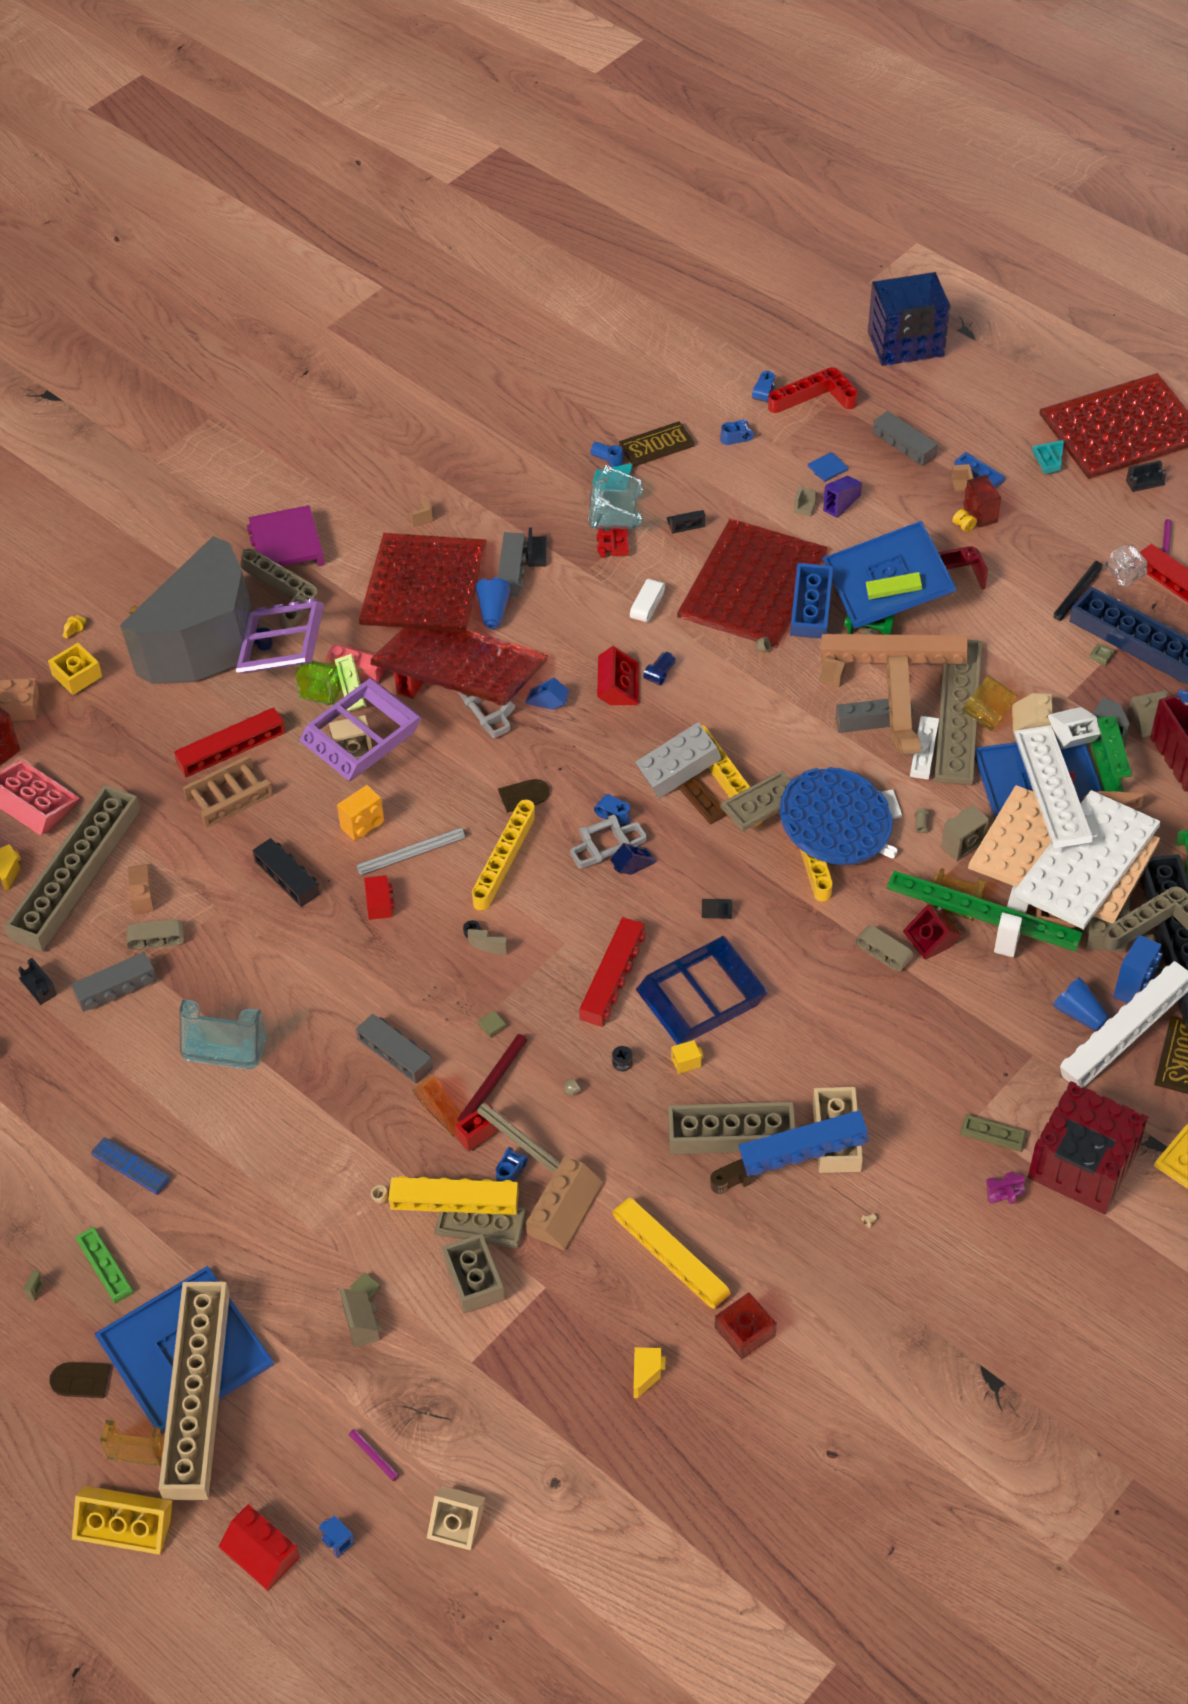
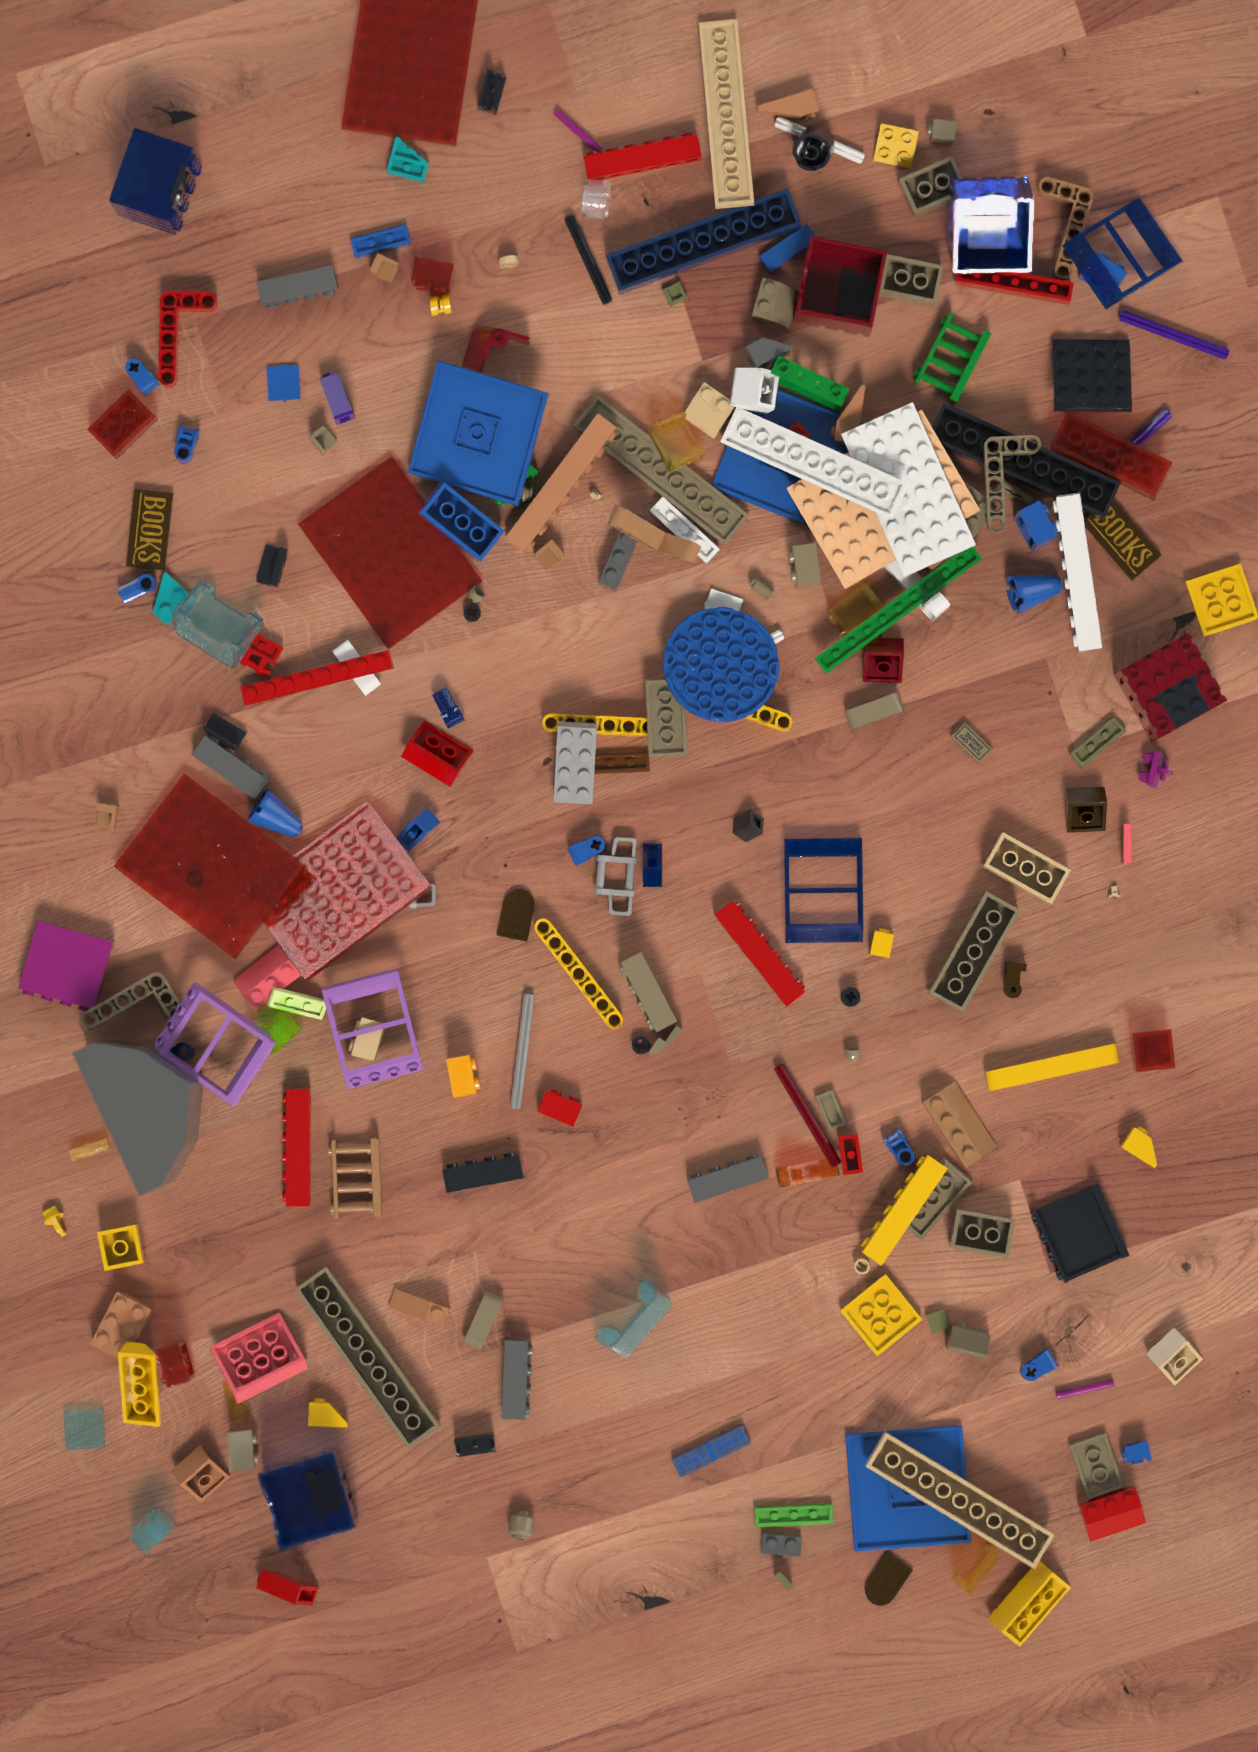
camera: 60 degrees left, 35 degrees up
(68, 1269) = (781, 1544): none -> dark grey plate
(302, 1507) = (1096, 1465): none -> dark tan tile
(341, 1235) = (881, 1315): none -> yellow plate
(375, 1398) = (1041, 1363): none -> blue piece
(492, 1024) = (749, 1083): olive tile -> none
(510, 1097) = (830, 1110): none -> dark tan tile
(518, 1137) = (885, 1128): dark tan axle -> none
(521, 902) = (648, 991): none -> dark tan brick
(525, 1364) = (1079, 1233): none -> black panel
(621, 577) = (317, 677): none -> red plate
(721, 390) = (122, 424): none -> clear red brick
(746, 654) = (472, 607): none -> black bush
(803, 1143) = (1033, 910): blue brick -> none
(894, 585) = (503, 443): lime tile -> none
(914, 1036) = (971, 743): none -> dark tan tile
(920, 1201) = (1126, 843): none -> coral tile
(925, 1152) = (1085, 809): none -> dark brown slope
(1032, 543) = (508, 261): none -> tan tile

